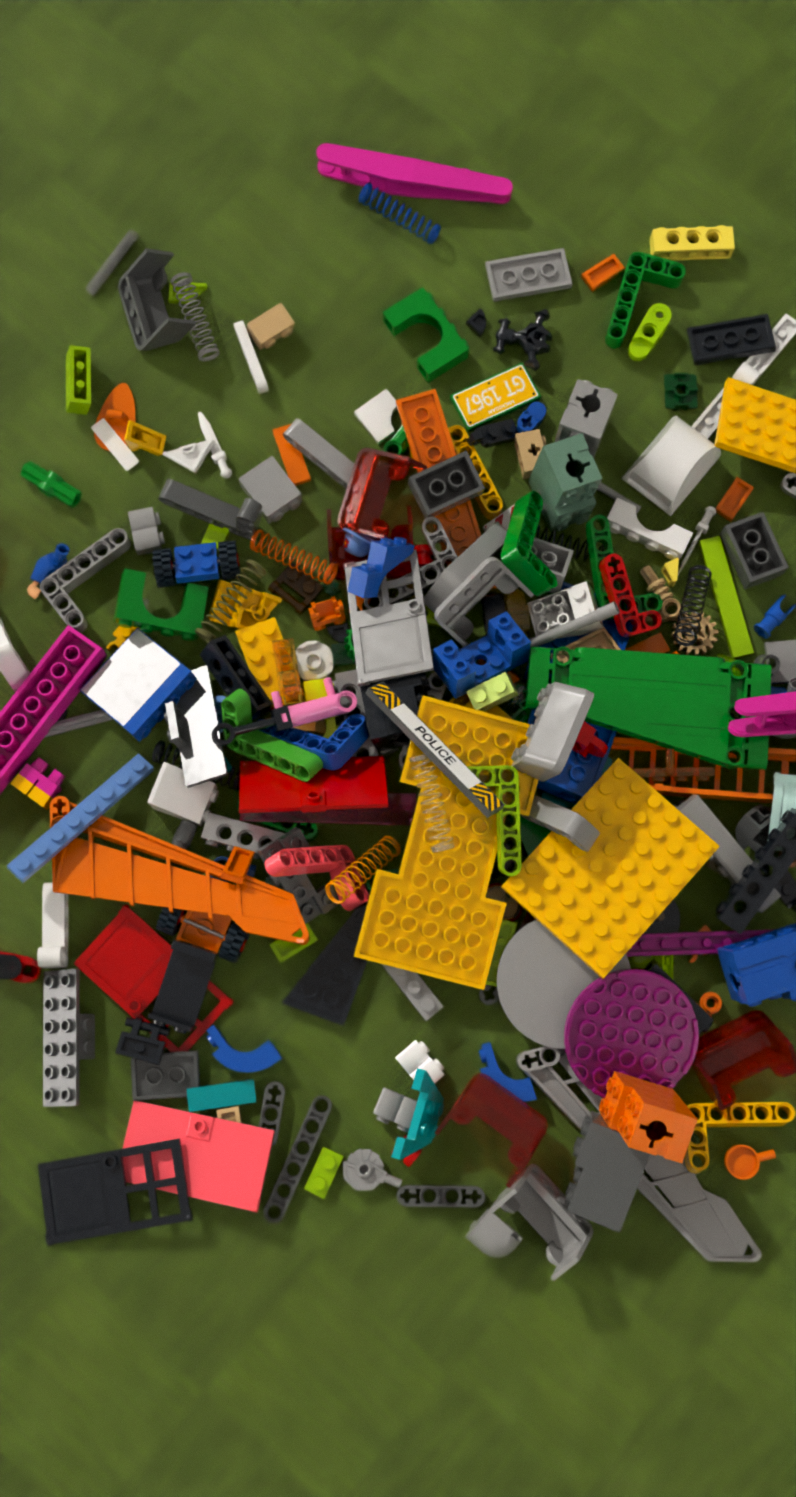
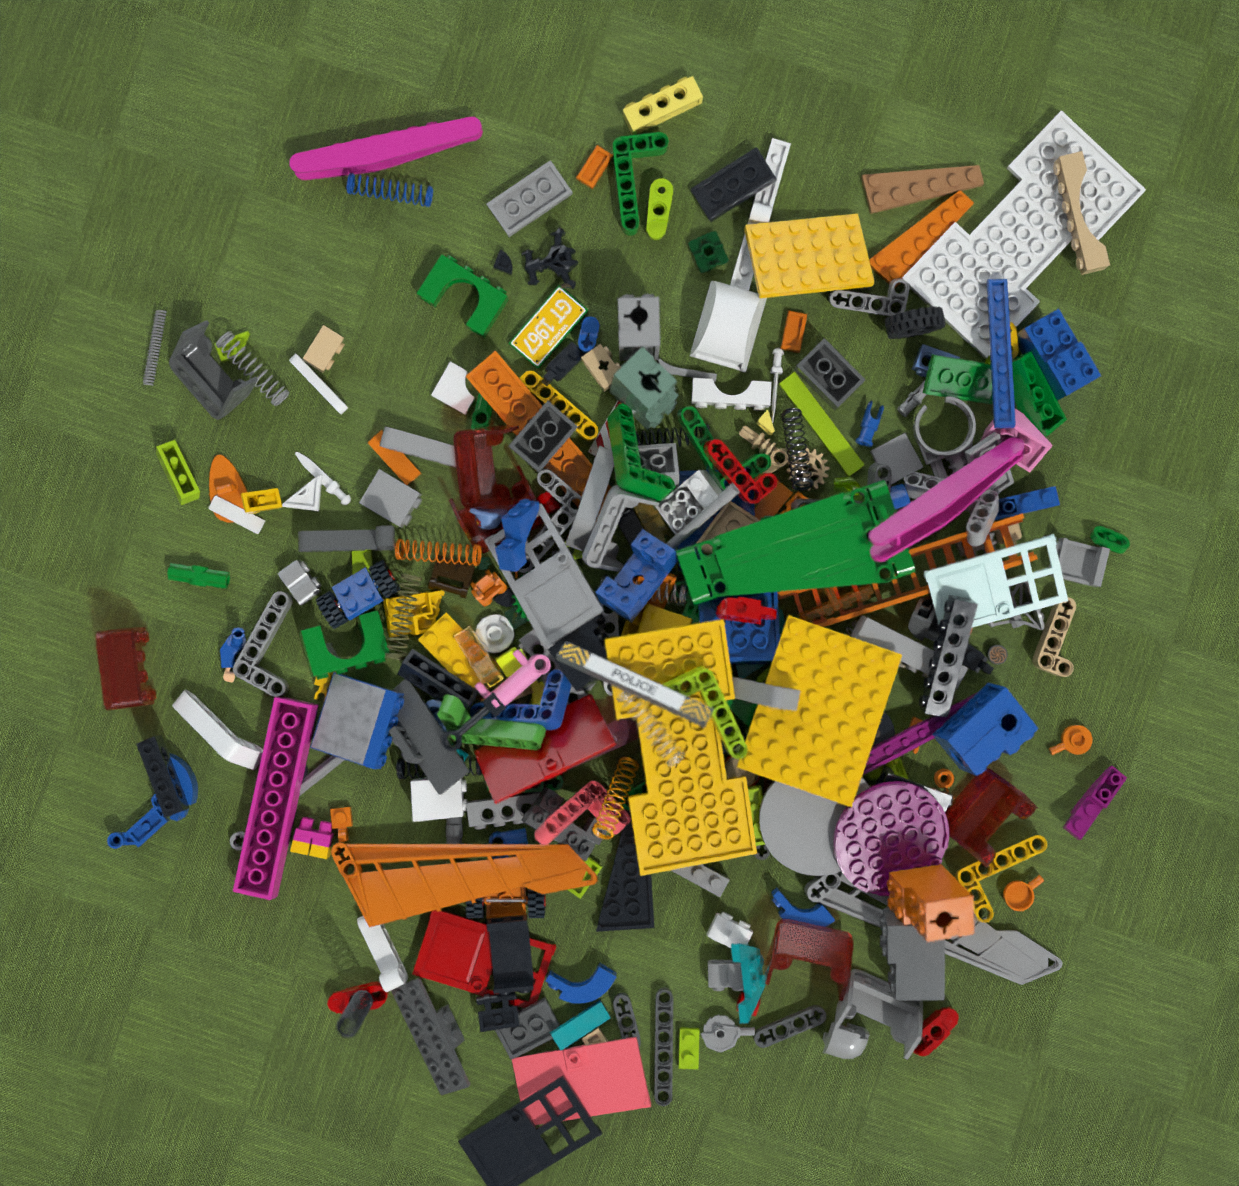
camera: 25 degrees left, 10 degrees up
(75, 778) = (341, 819): none -> orange plate
(80, 818) = (363, 856): medium blue plate -> none
(238, 865) = (511, 839): orange tile -> none
(492, 692) = (660, 605): yellowish green brick -> none
(554, 732) = (727, 624): light grey windscreen -> none
(610, 1261) = (946, 1019): none -> red piece

